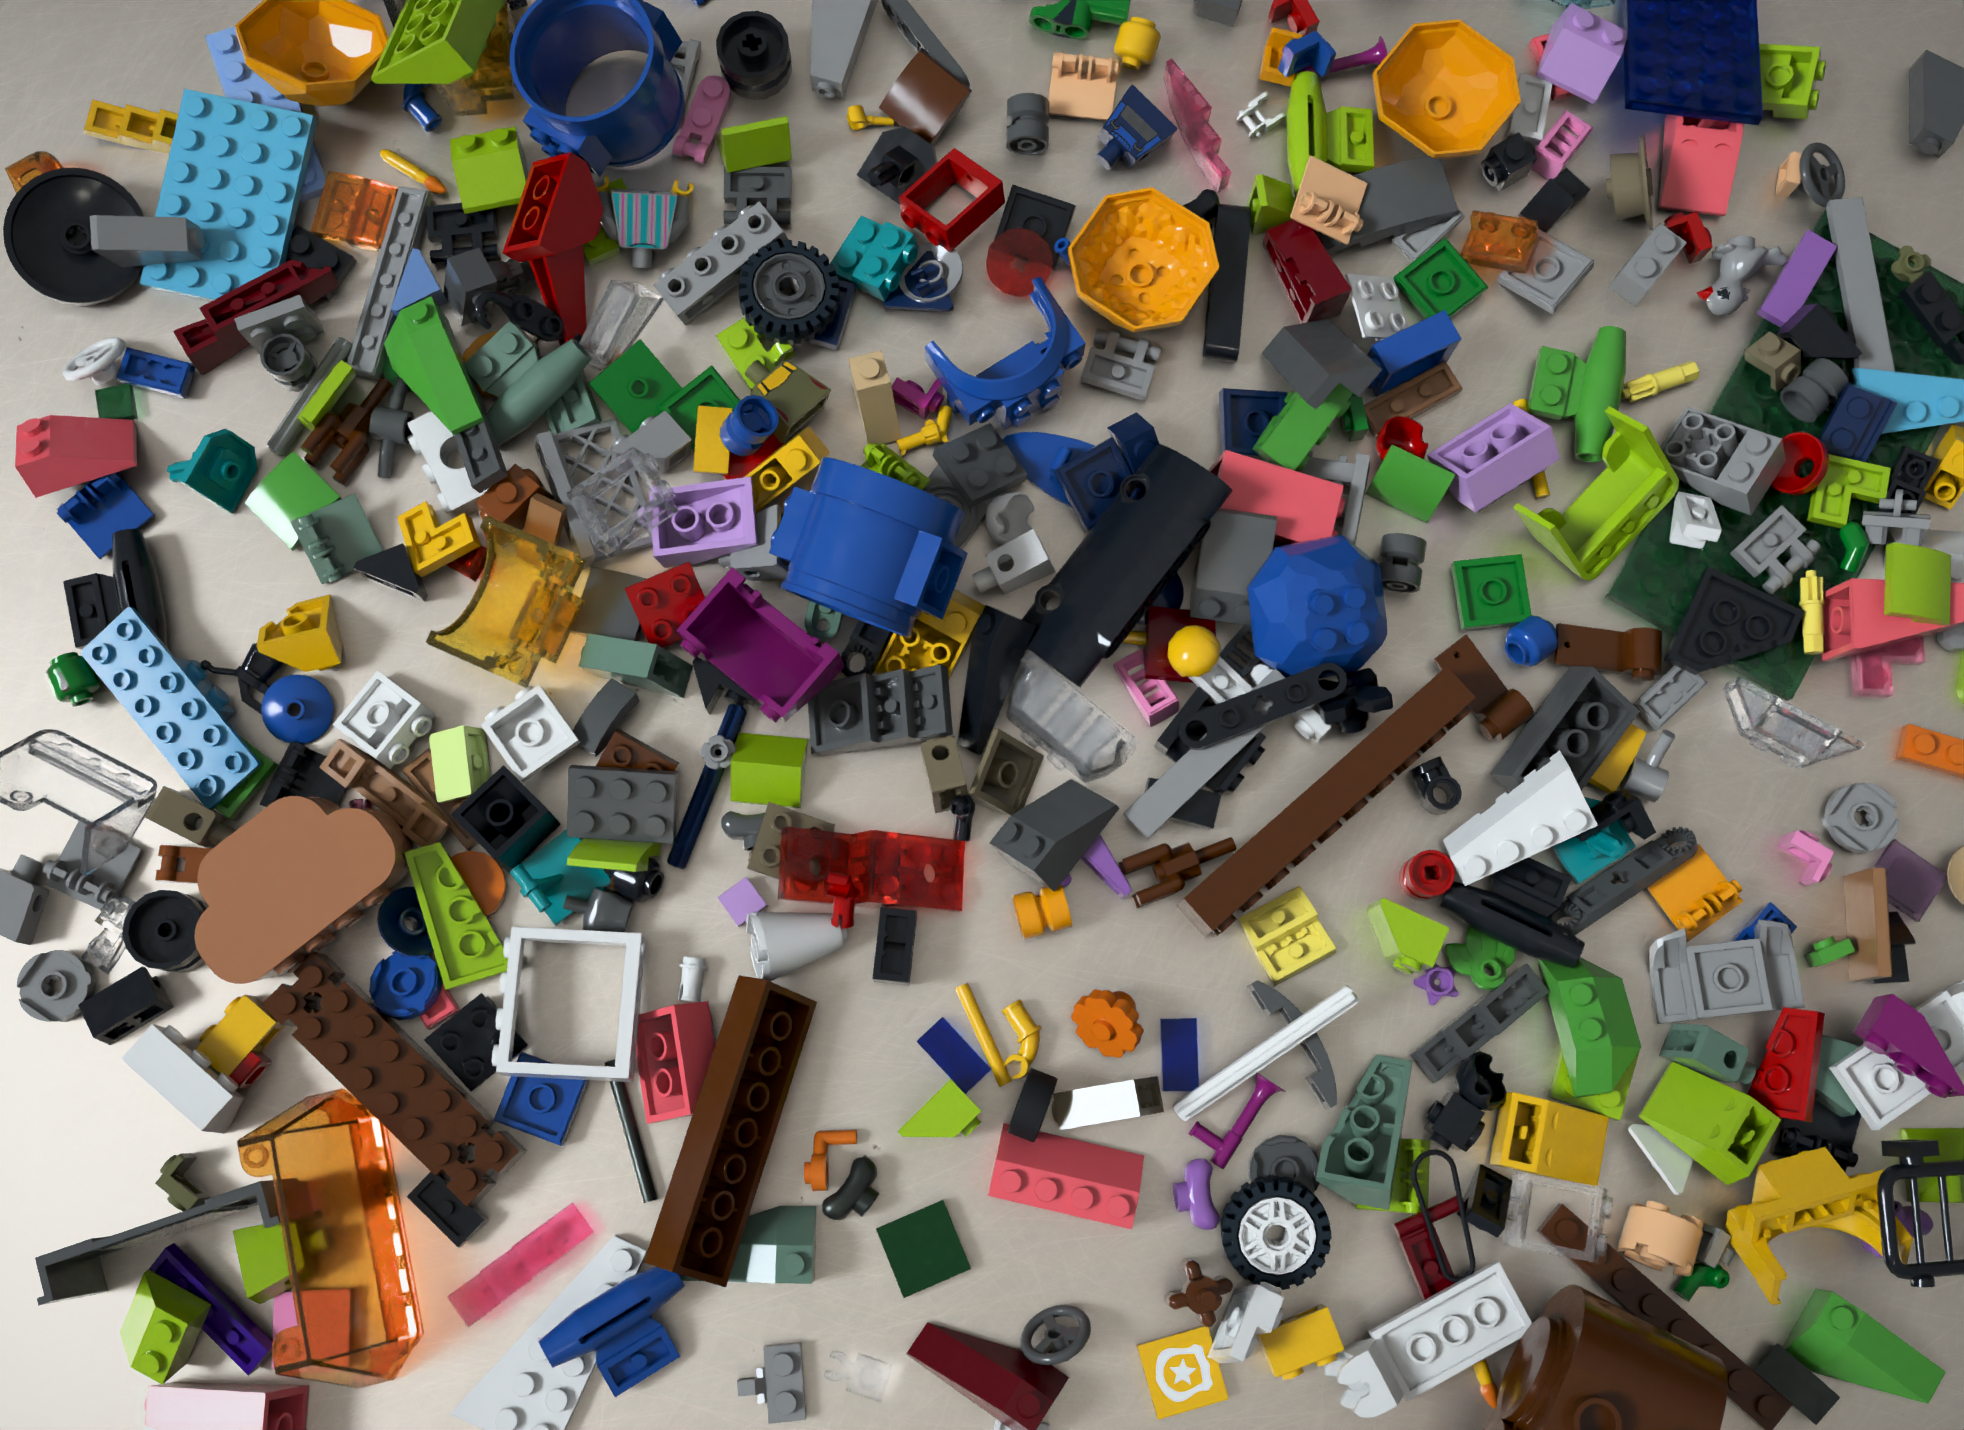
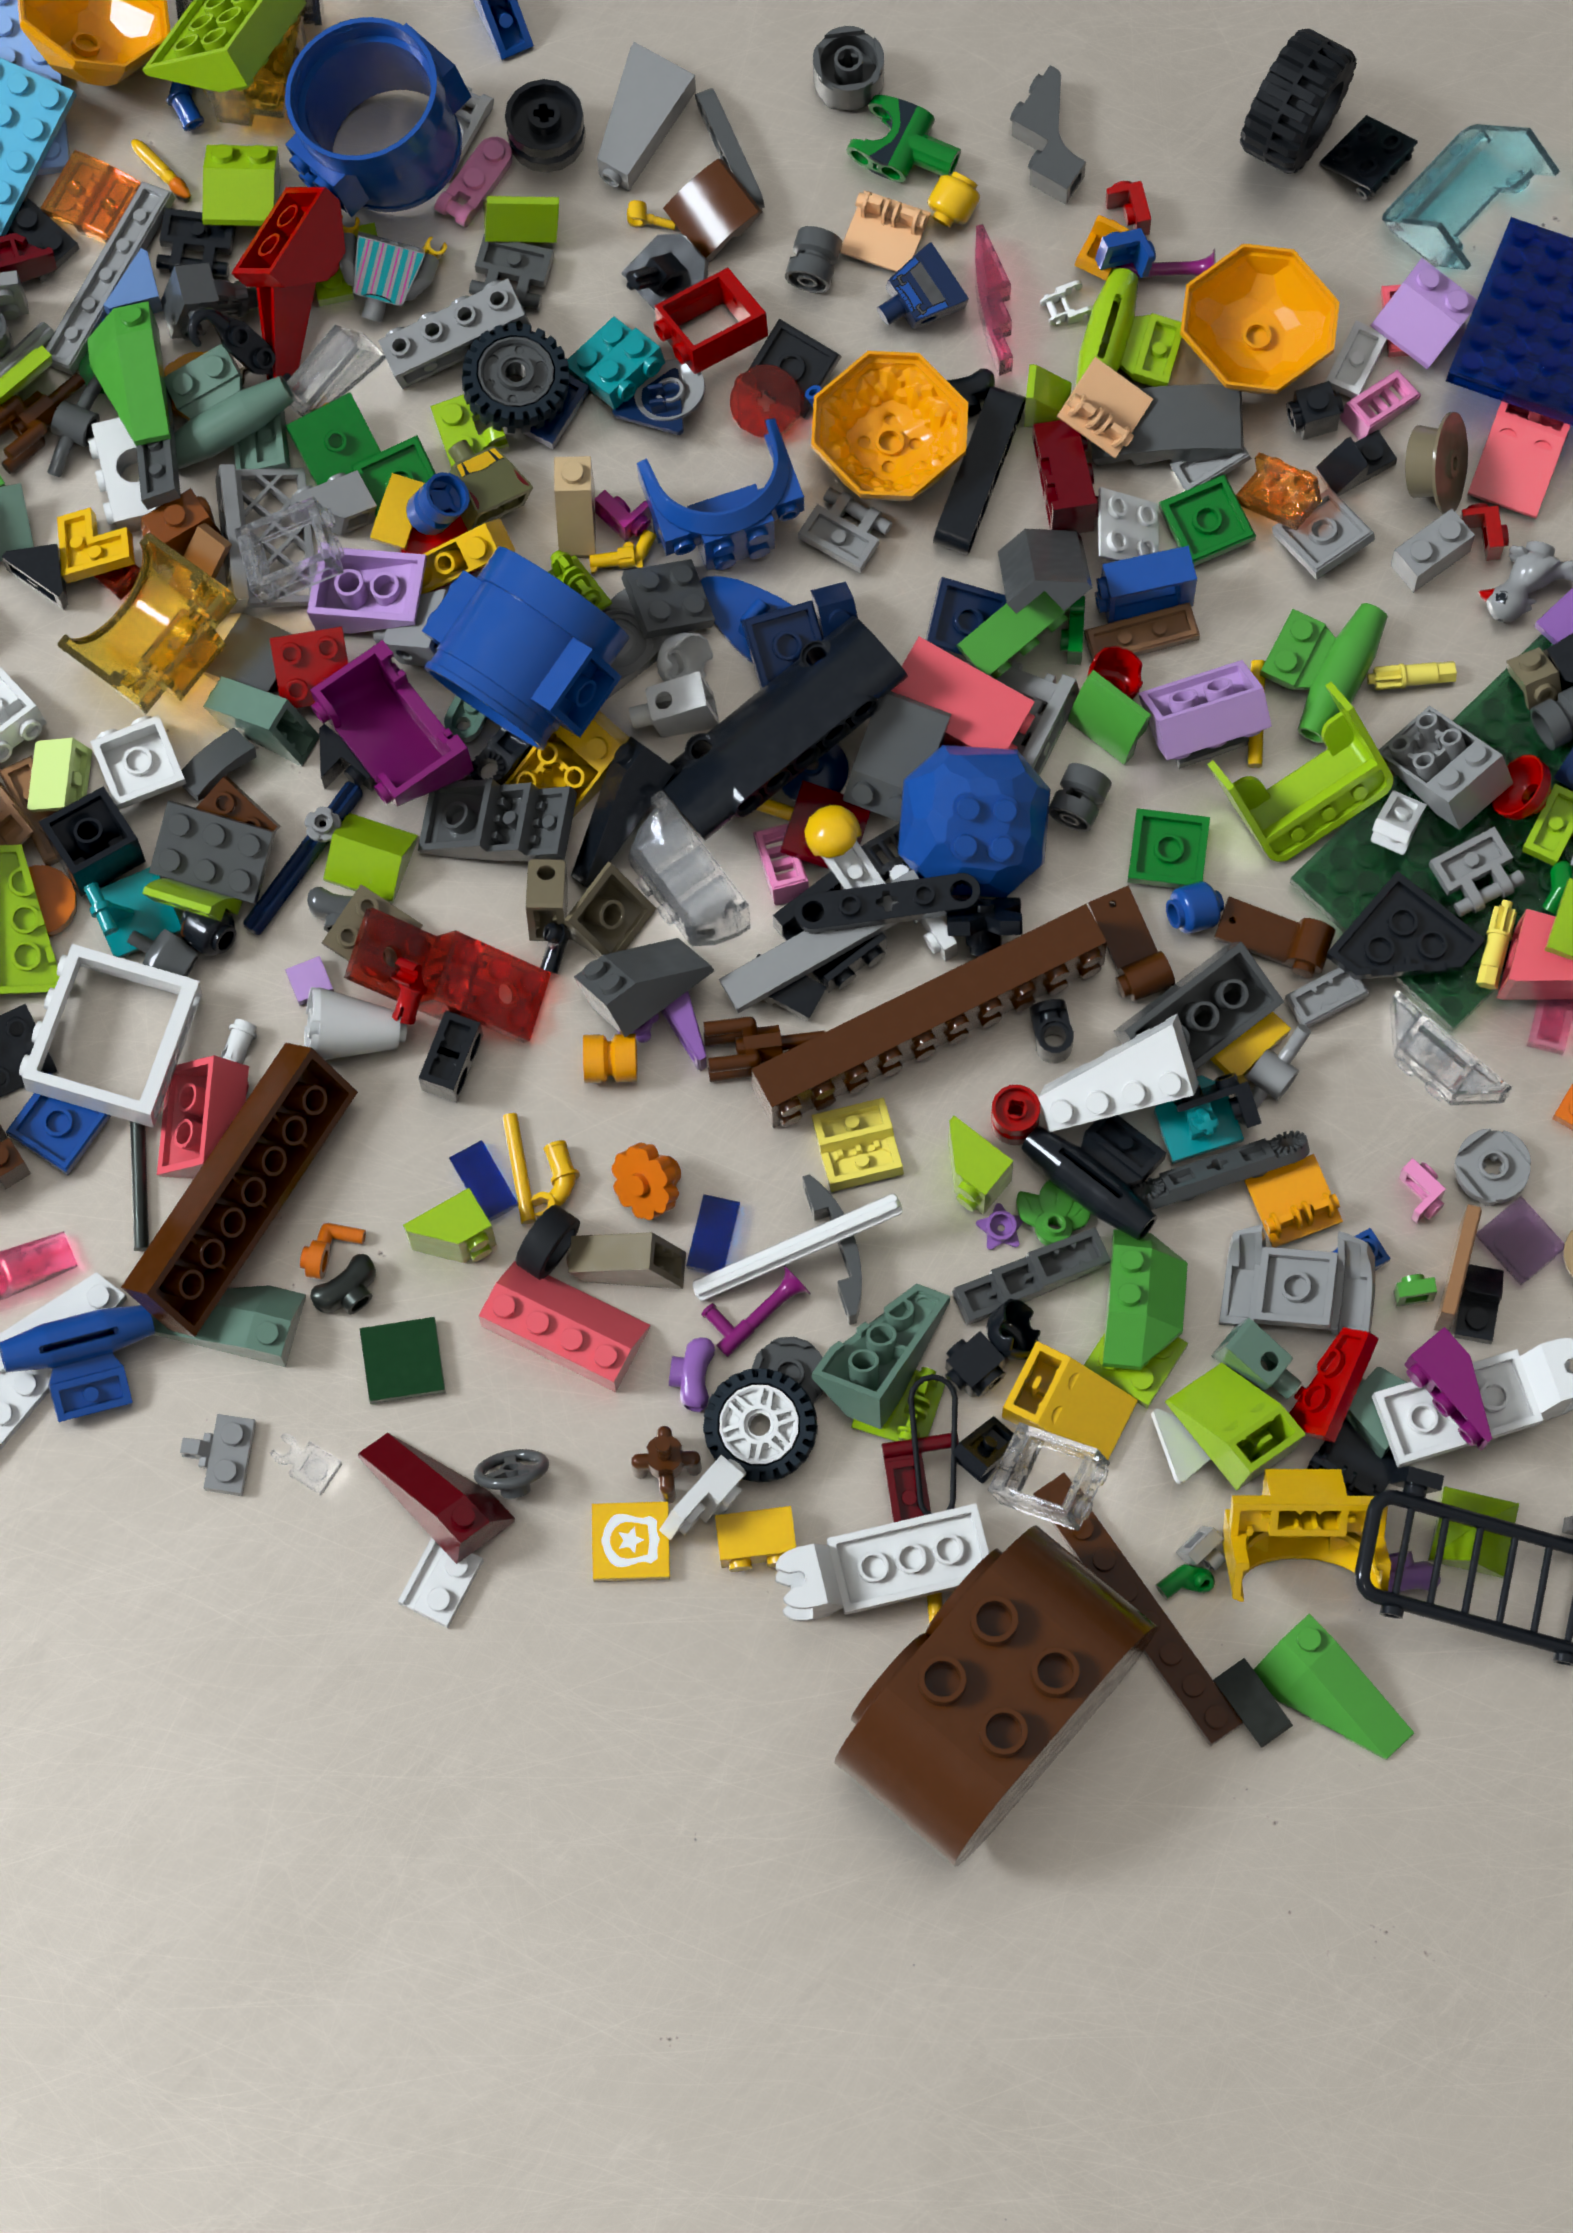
camera: 20 degrees right, 5 degrees down
(1660, 1238) = (1150, 1523): light nougat brick -> none

